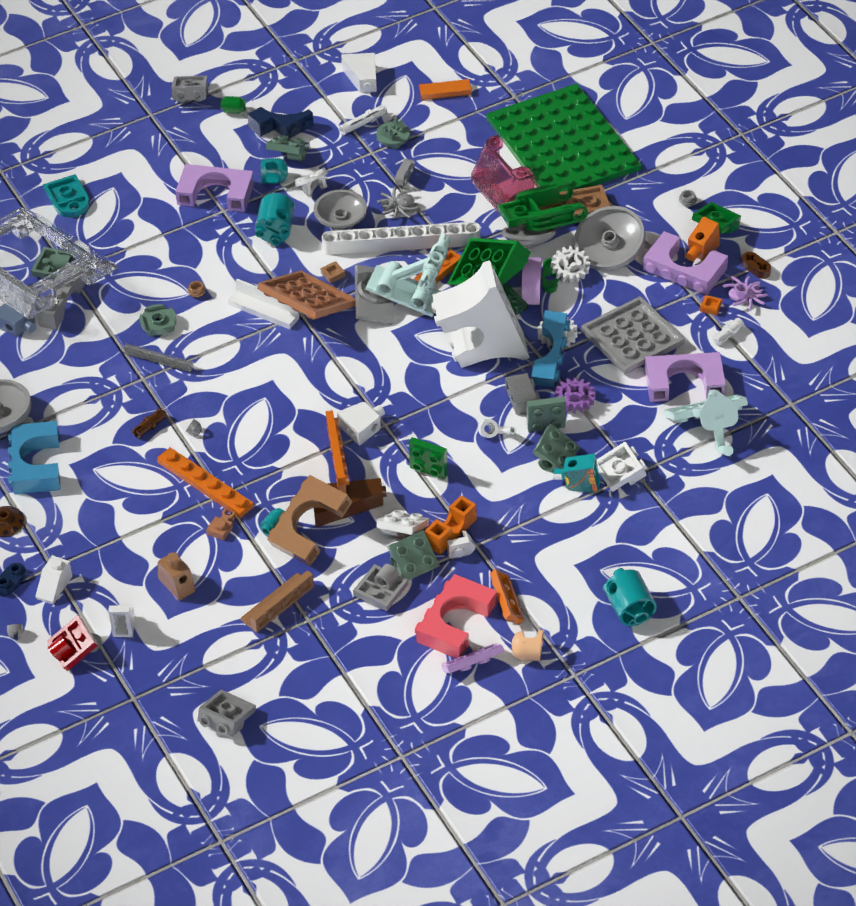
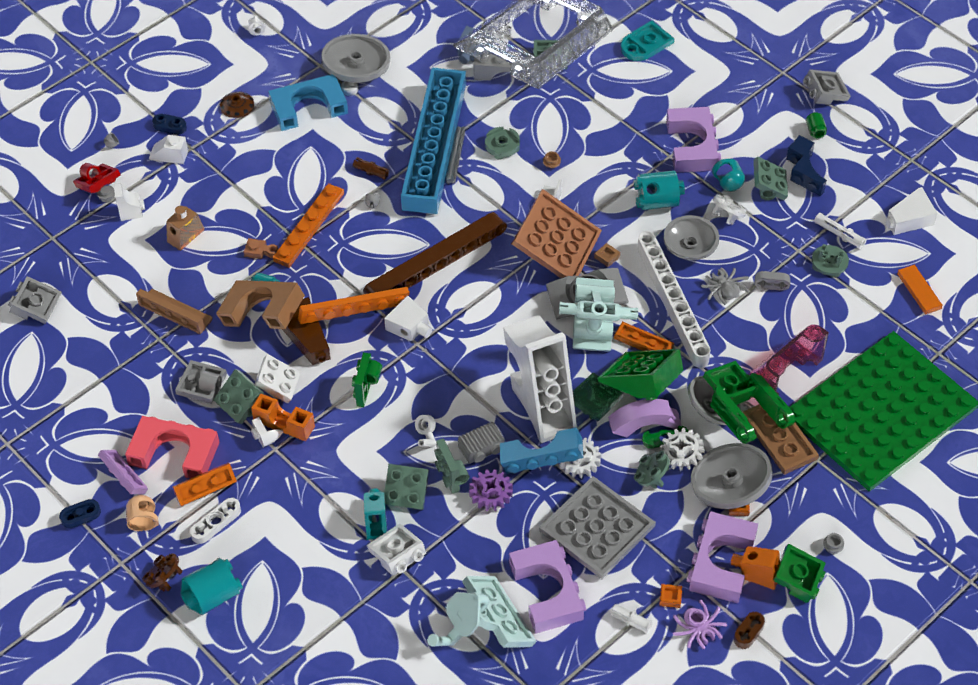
camera: 75 degrees right, 5 degrees up
(138, 364) = (433, 141): none -> dark azure brick
(290, 392) = (439, 255): none -> reddish brown beam
(513, 698) = (80, 513): none -> dark blue plate
(549, 604) = (213, 529): none -> white beam
(579, 282) = (652, 469): none -> sand green plate
(593, 629) = (161, 571): none -> reddish brown plate

